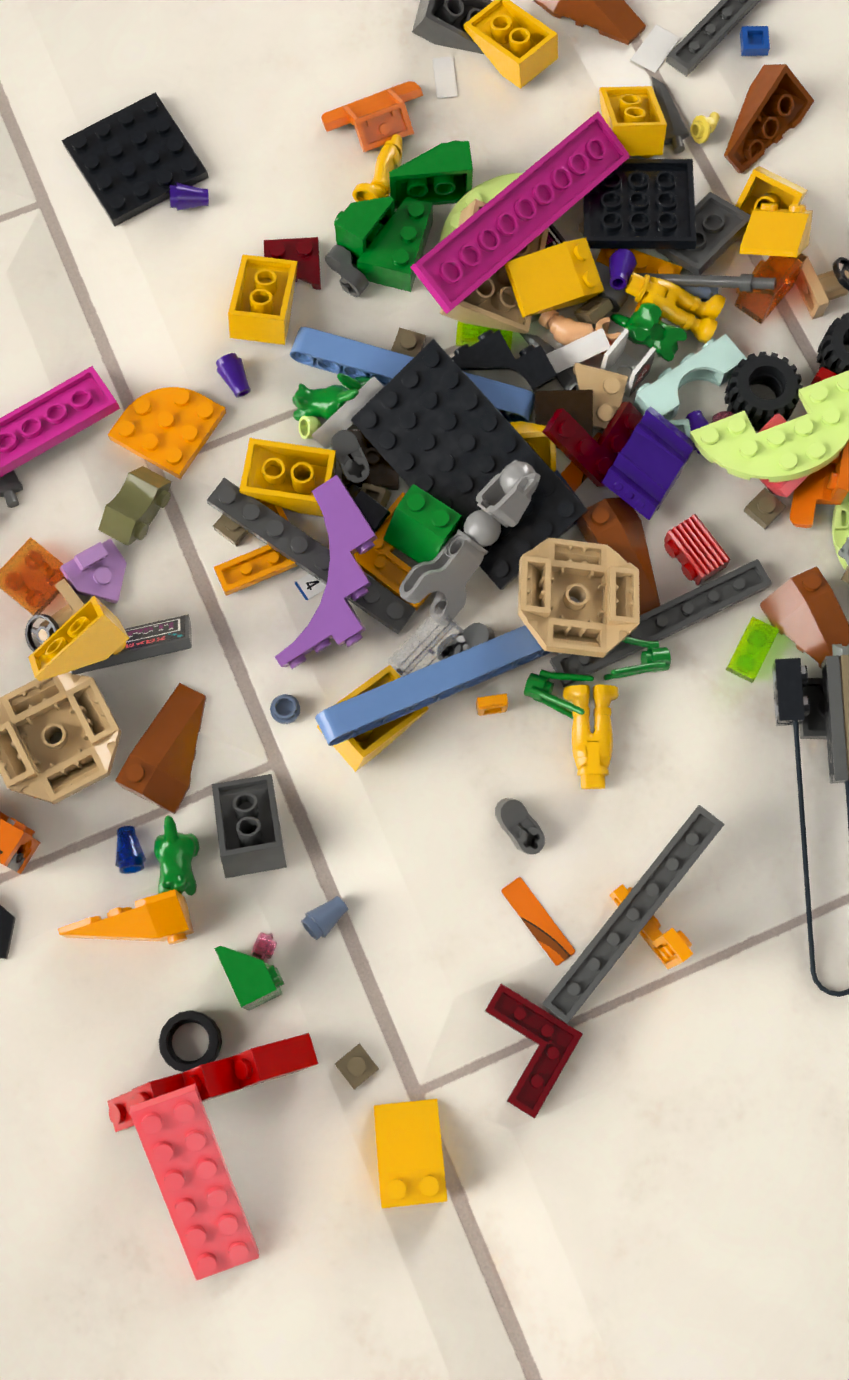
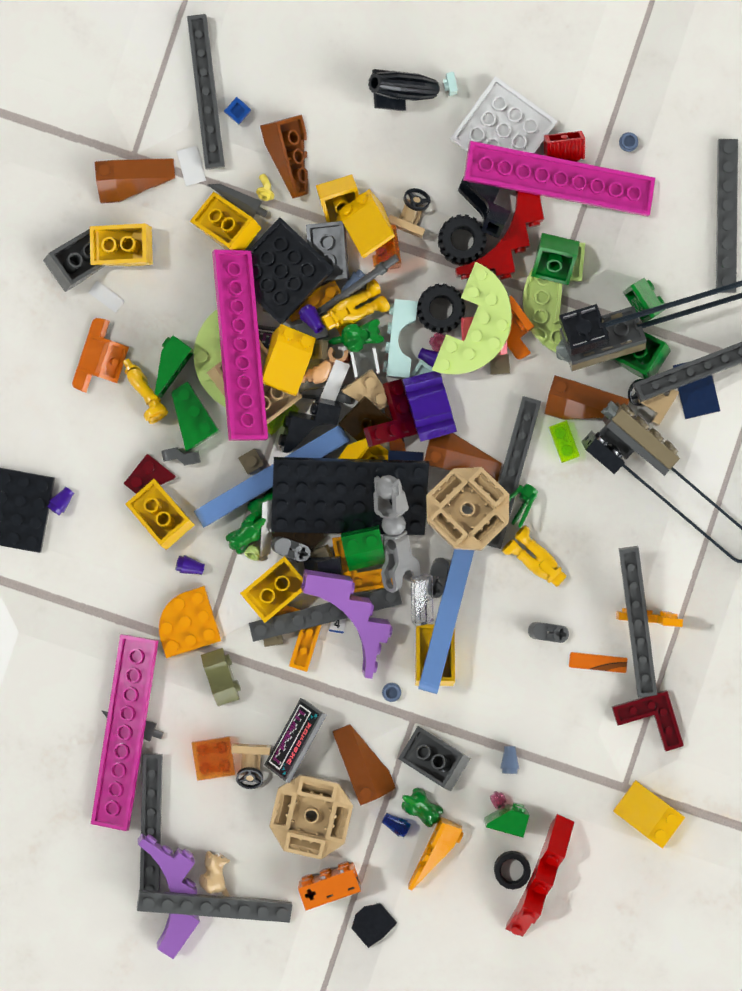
camera: 50 degrees left, 15 degrees up
(81, 641) = (278, 768): yellow slope -> none
(97, 571) = (239, 724): lavender plate -> none
(194, 1181) = (580, 920): coral plate -> none
(356, 1066) = (589, 804): dark tan plate -> none
(362, 223) = (168, 430): green slope -> none
(492, 704) = (477, 595): light orange tile -> none
(541, 690) = (492, 562): green plant -> none
(695, 550) = (491, 421): red brick -> none

